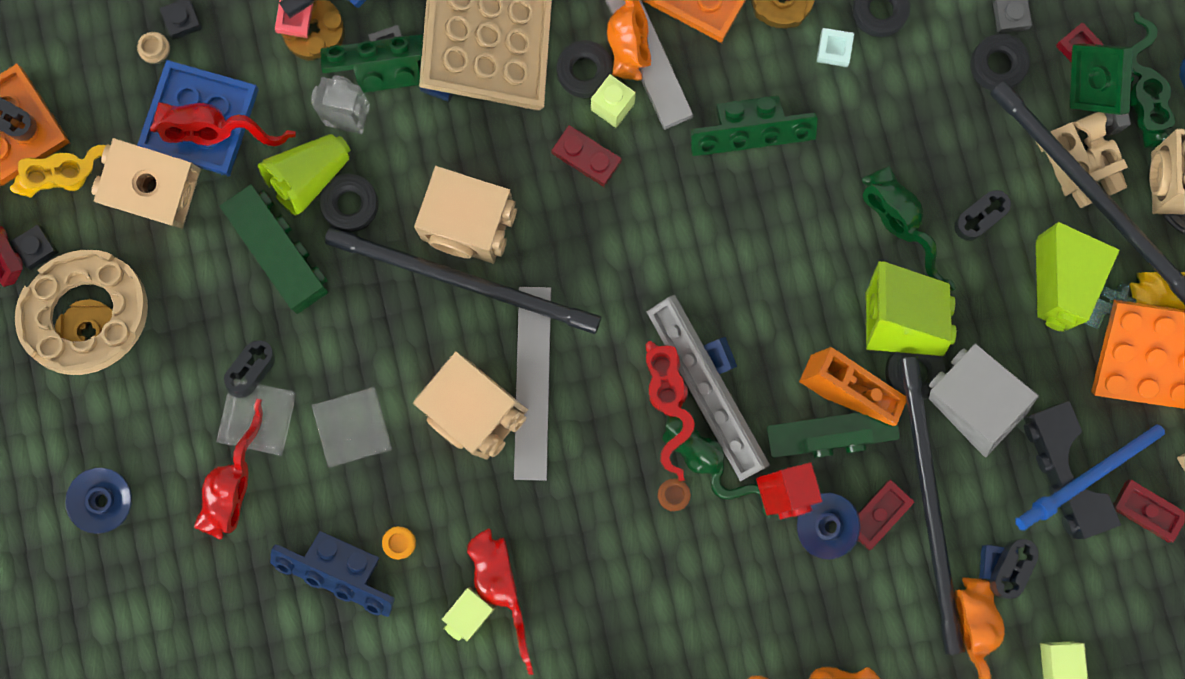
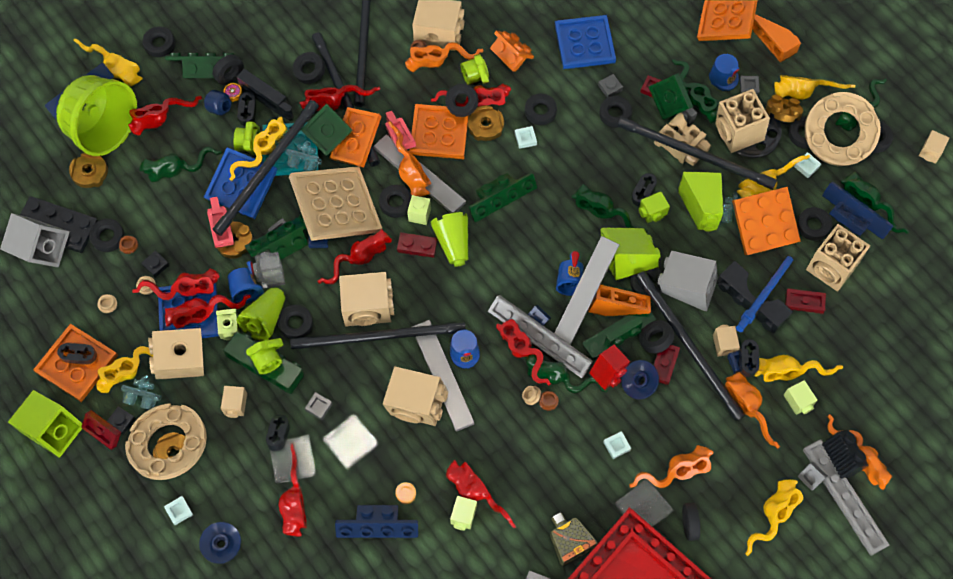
camera: 25 degrees left, 15 degrees down
(60, 424) = (178, 510): none -> light aqua plate
(66, 213) = (149, 398): none -> clear light blue hips
(85, 53) = (107, 303): none -> tan plate
(205, 76) = (185, 284): none -> red animal
(205, 291) = (233, 401): none -> tan brick
(243, 151) = (226, 317): none -> yellowish green brick
(272, 246) = (265, 355): none -> lime piece
(293, 111) = (242, 283): none -> blue hat
(327, 352) = (318, 406): none -> plate
(493, 133) = (360, 253): none -> red animal
(582, 359) = (464, 349): none -> blue hat
(644, 170) = (453, 236): none -> lime cone
(651, 476) = (531, 395): none -> tan plate
(745, 611) = (617, 445): none -> light aqua plate
(799, 313) = (569, 274): none -> blue hat
(811, 350) = (586, 289): none -> light grey tile
(891, 486) = (653, 328): none -> black tyre
(983, 254) = (654, 207): none -> lime brick
(992, 520) = (725, 340): none -> tan brick
(1068, 607) = (788, 368): none -> yellow animal

